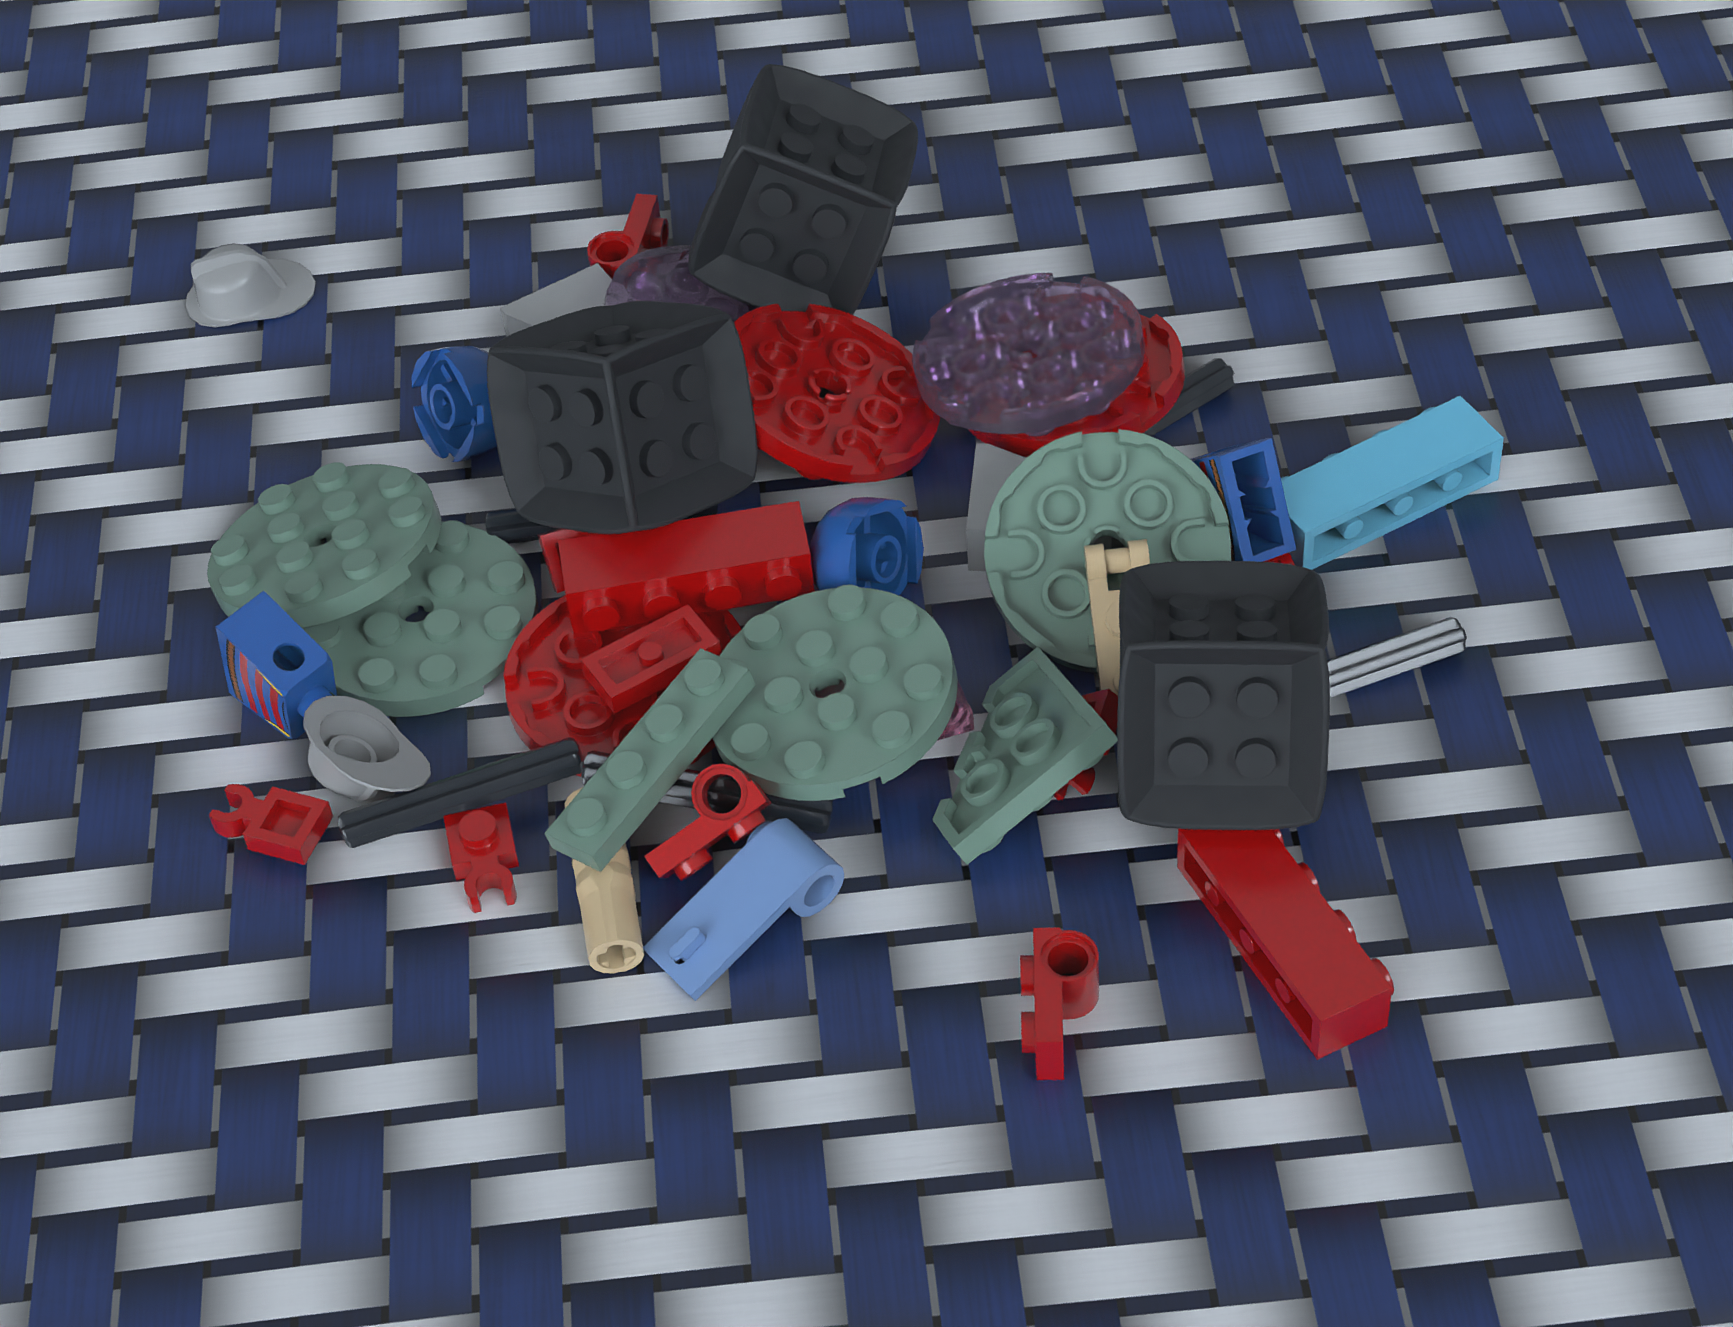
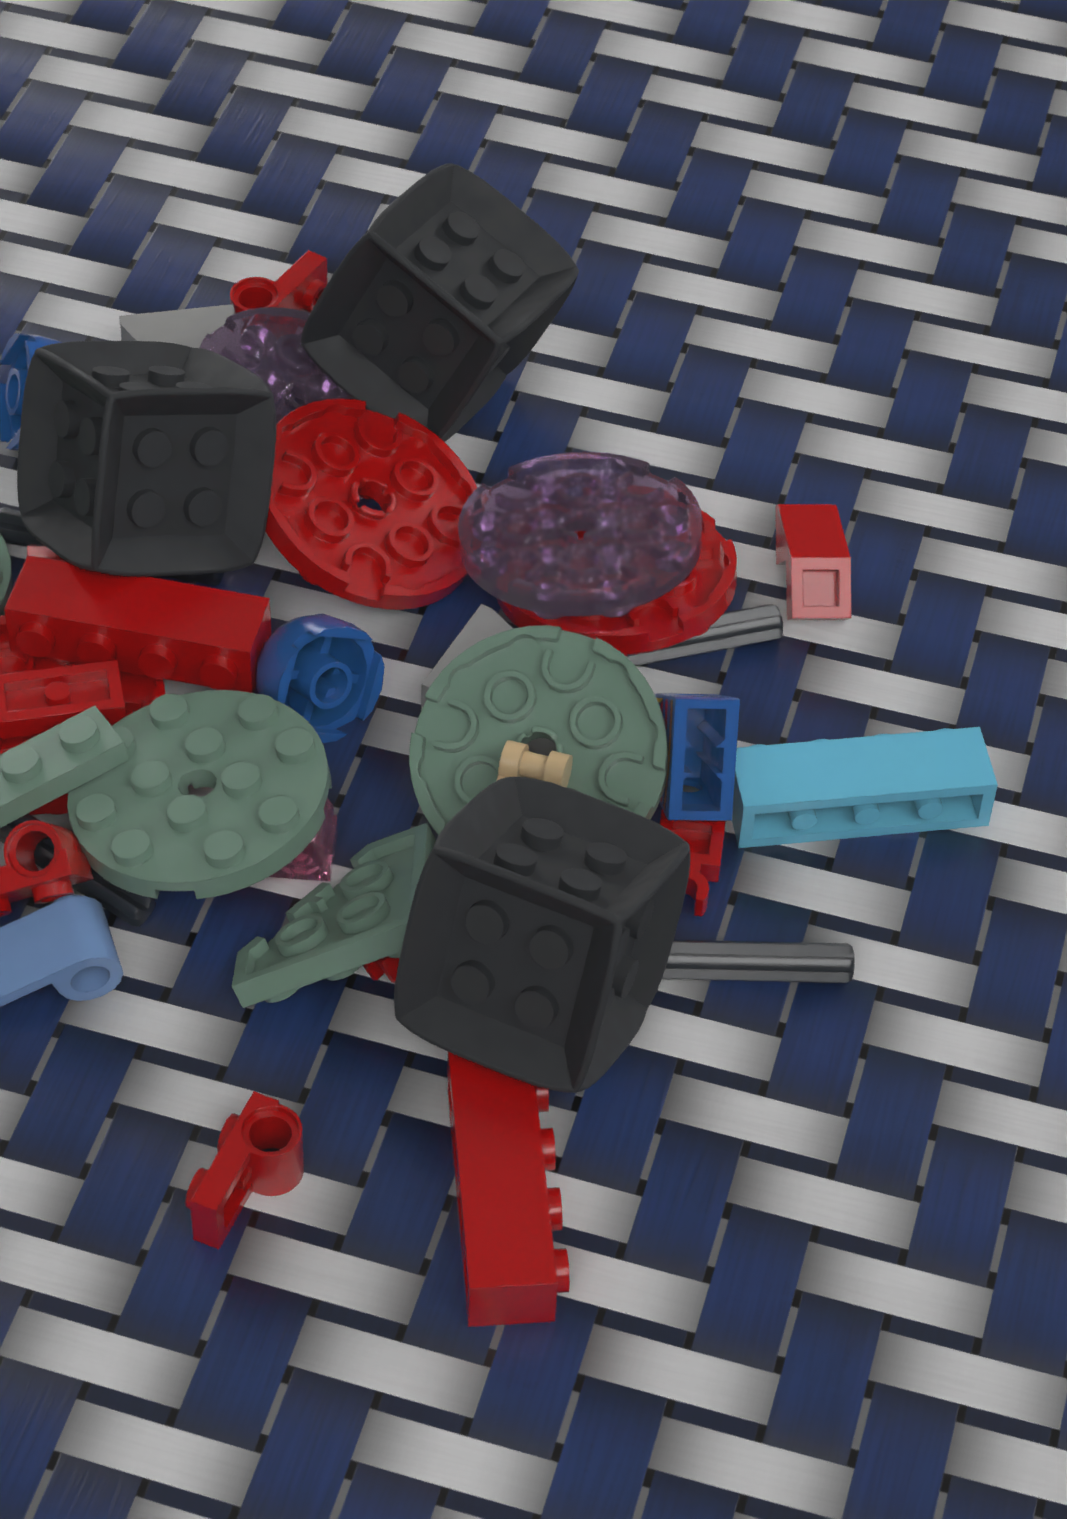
camera: 15 degrees right, 0 degrees up
(1235, 307) = (816, 561): none -> red slope

